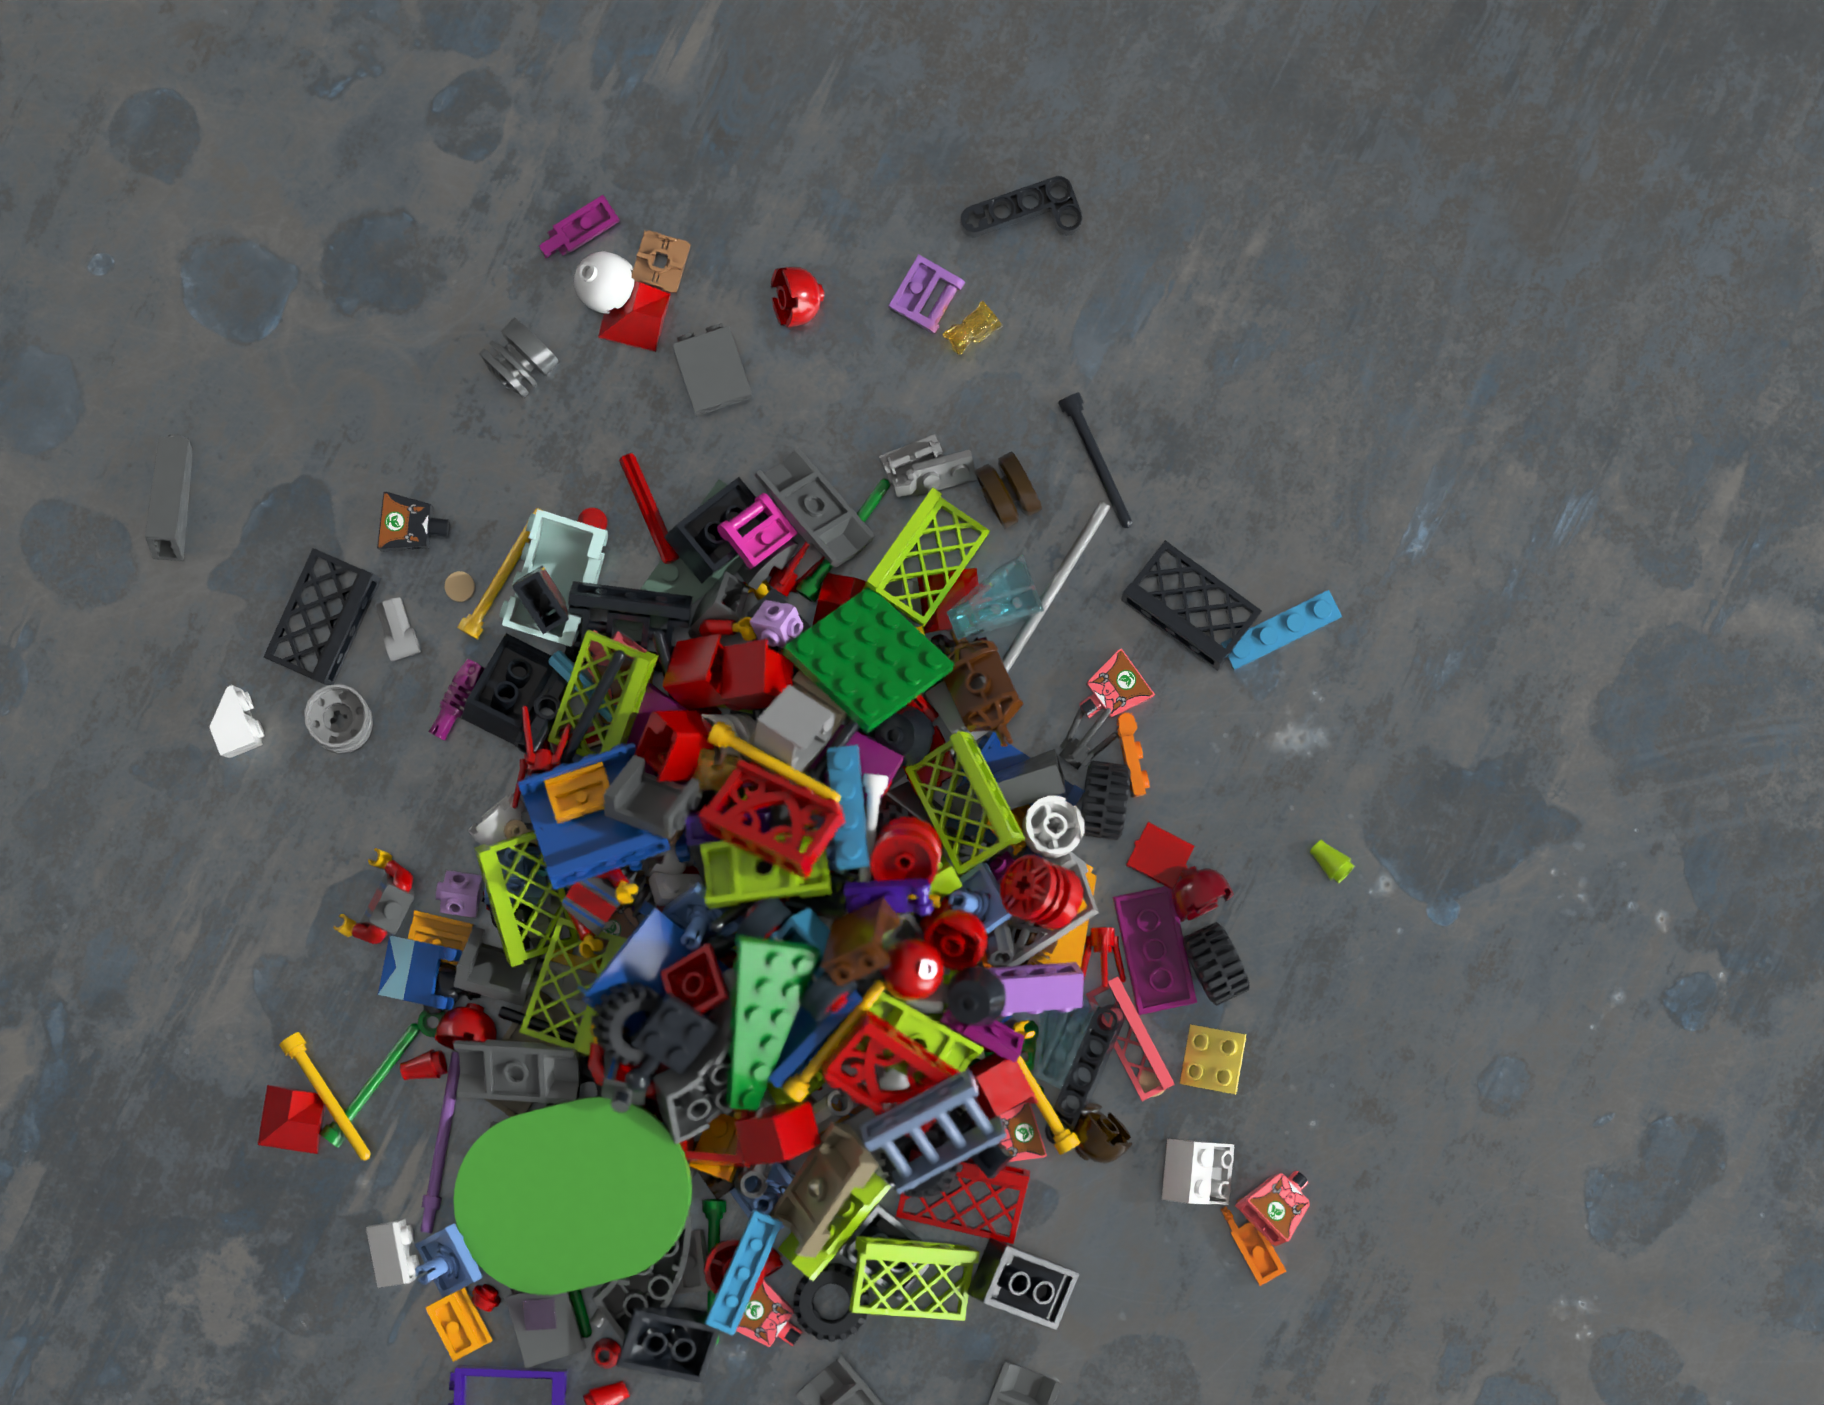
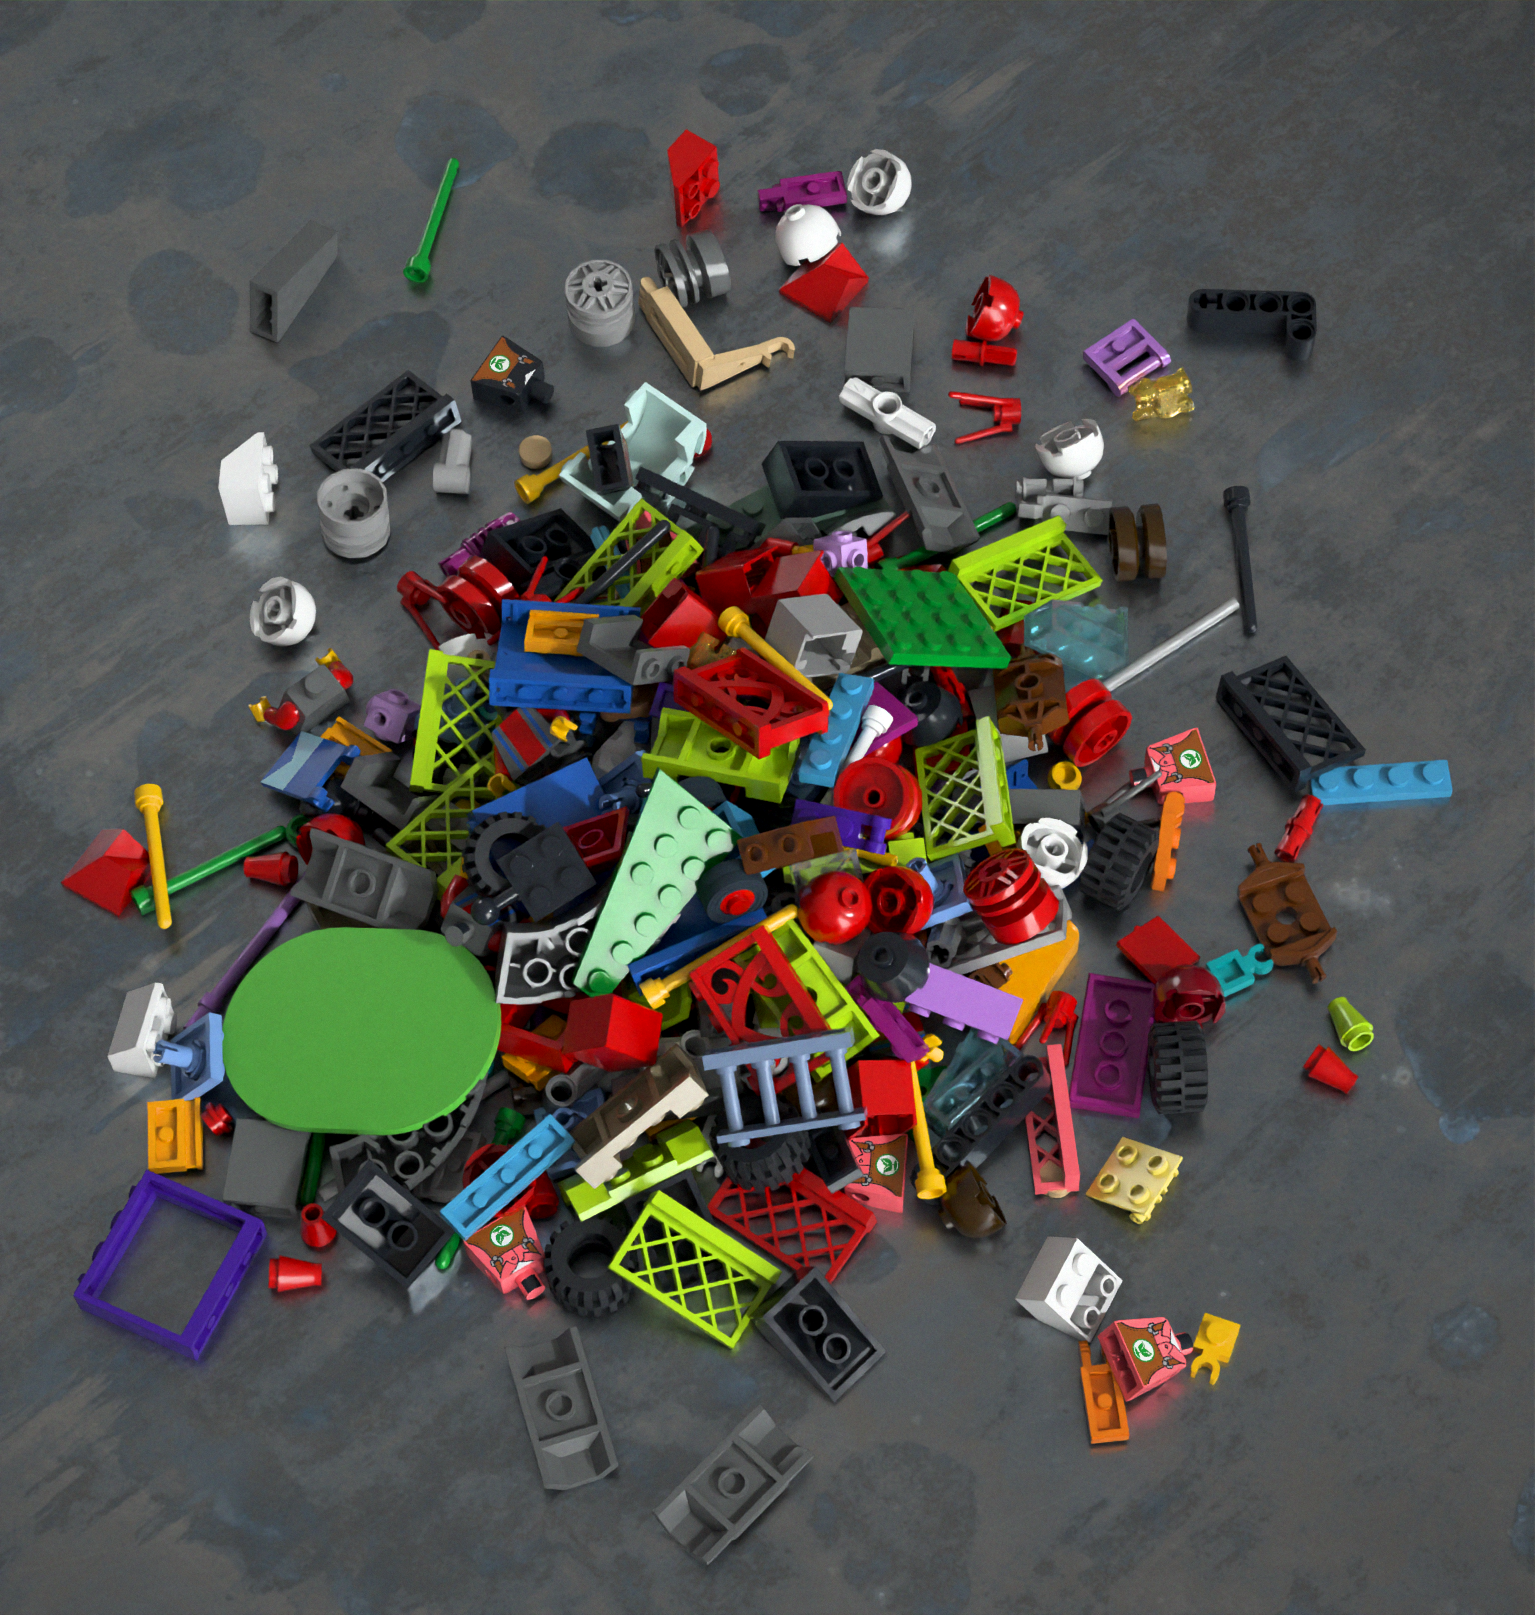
camera: 25 degrees right, 25 degrees down
(272, 438) = (418, 265): none -> green piece
(324, 837) = (283, 612): none -> white cylinder
(422, 764) = (418, 591): none -> red plant
(470, 424) = (600, 303): none -> light grey wheel
(474, 256) = (691, 175): none -> red slope
(483, 762) = (476, 597): none -> red wheel
(540, 1314) = (266, 1143): clear purple slope -> none
(545, 433) = (688, 346): none -> tan hinge
(644, 202) = (879, 183): none -> white cylinder
(648, 507) = (758, 443): red axle -> none
(676, 259) = (883, 234): medium nougat piece -> none
(725, 430) = (900, 420): none -> white piece
(764, 538) = (861, 492): dark pink plate -> none
(802, 336) = (982, 353): none -> red axle
(842, 389) = (1004, 410): none -> red plant
(916, 414) = (1071, 450): none -> white cylinder
(1029, 729) = (1065, 777): none -> yellow plate
(1033, 681) = (1094, 723): none -> red wheel
(1226, 851) = (1237, 971): none -> teal plate
(1231, 700) = (1298, 828): none -> red pin
(1273, 791) = (1284, 888): none -> reddish brown plate
(1321, 1166) = (1215, 1342): none -> yellow plate
(1328, 906) = (1330, 1069): none -> red cone

